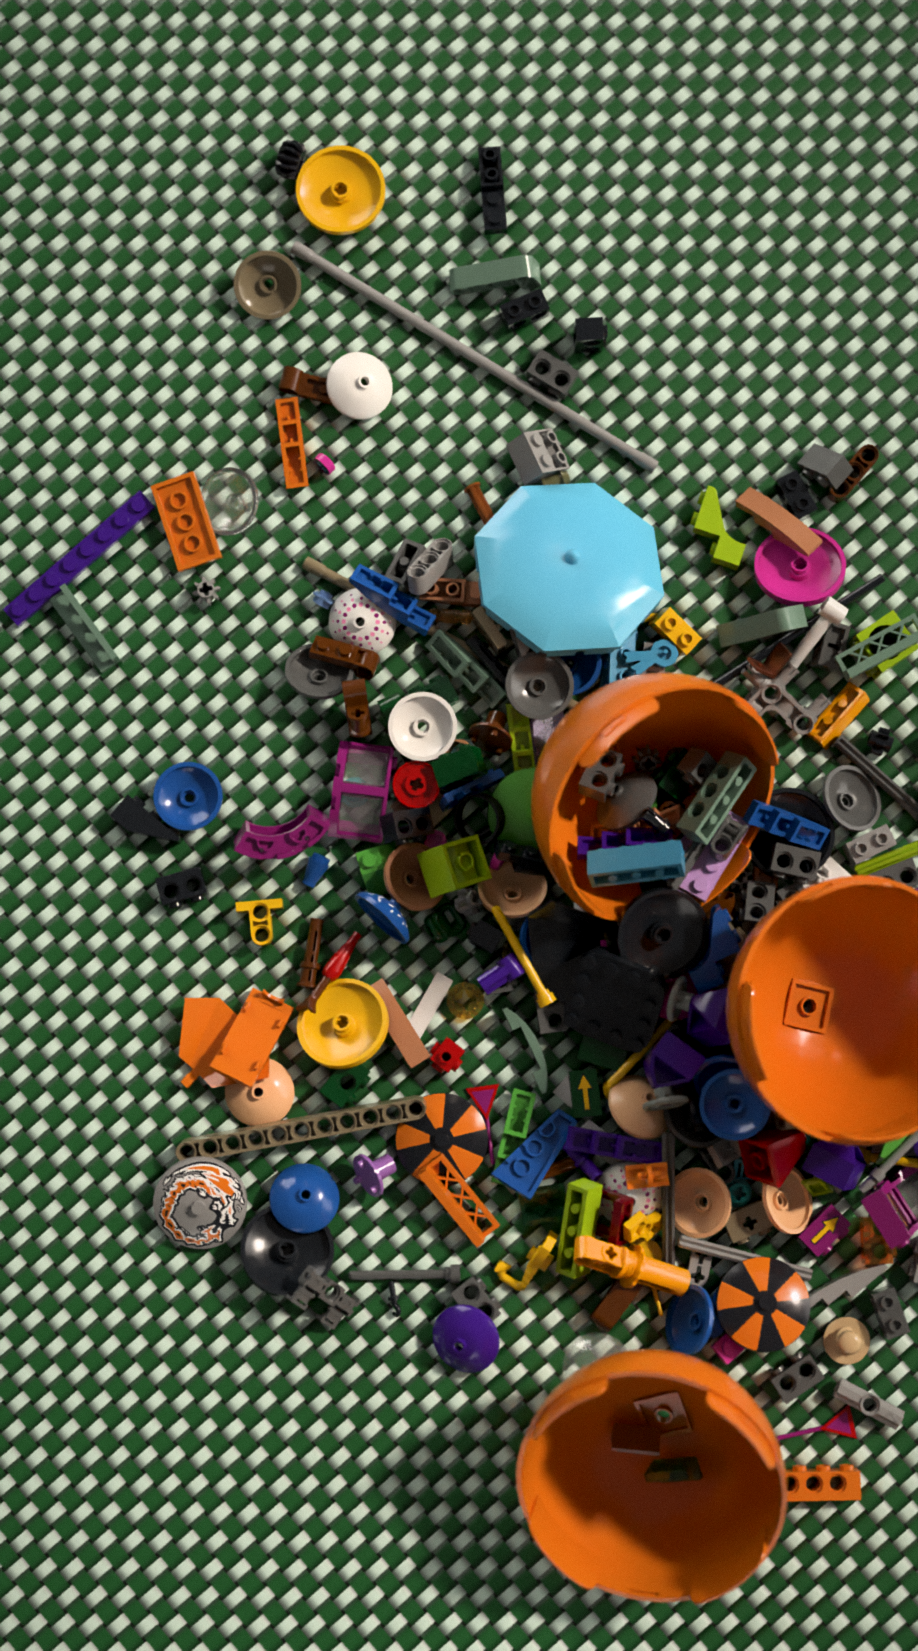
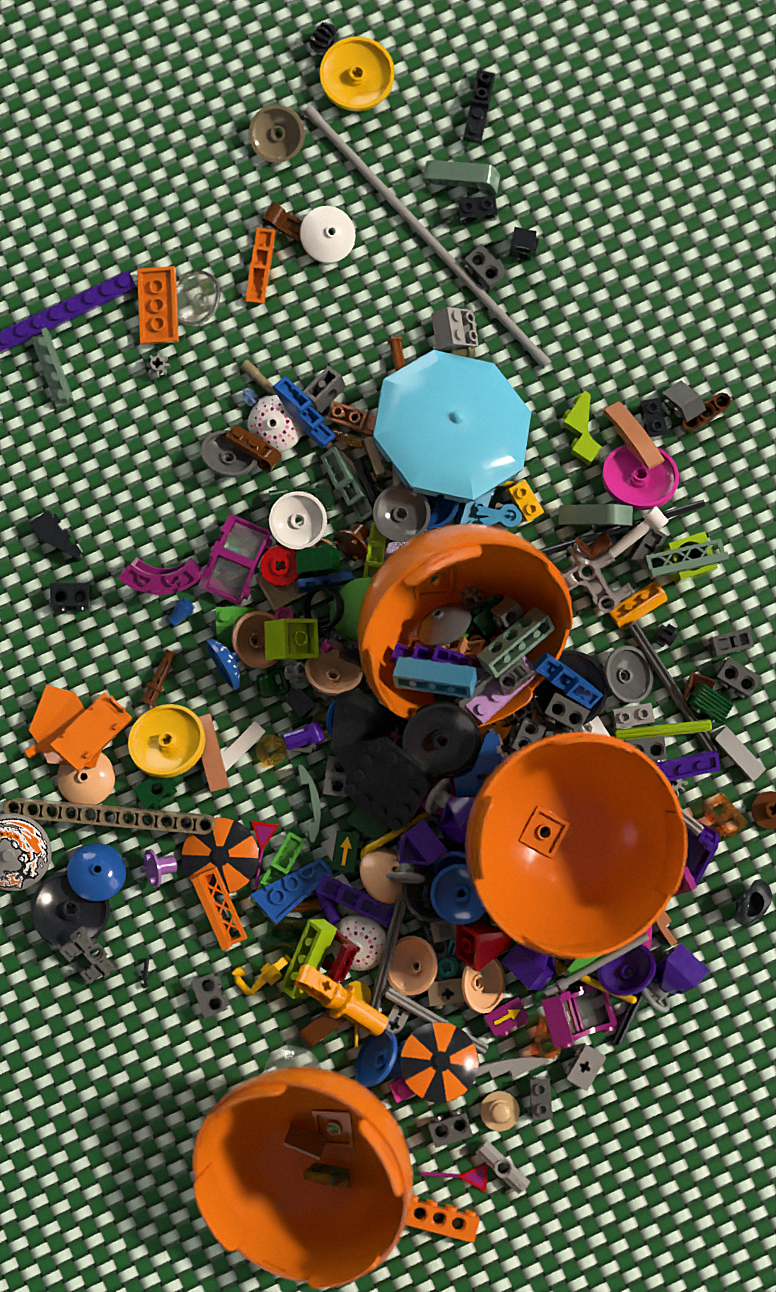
camera: 20 degrees right, 0 degrees up
(181, 781) = (86, 515): blue dish -> none
(263, 923) = (128, 643): yellow tile -> none
(324, 463) = (281, 289): dark pink tile -> none
(331, 972) = (169, 697): red piece -> none
(357, 708) = (250, 491): reddish brown piece -> none
(407, 825) = (263, 596): black brick -> none
(430, 566) = (341, 394): light grey beam -> none
(450, 1274) = (196, 966): dark grey piece -> none
(455, 1053) = (250, 790): red brick -> none
(471, 1329) = (200, 1019): dark purple dish -> none
(544, 996) = (333, 763): yellow piece -> none
(602, 774) = (425, 595): dark grey brick -> none
(642, 1226) = (359, 971): yellow tile -> none
(646, 1175) = (373, 931): orange hips -> none
(655, 821) = (461, 648): black pin -> none
(817, 1186) = (511, 980): lime slope -> none

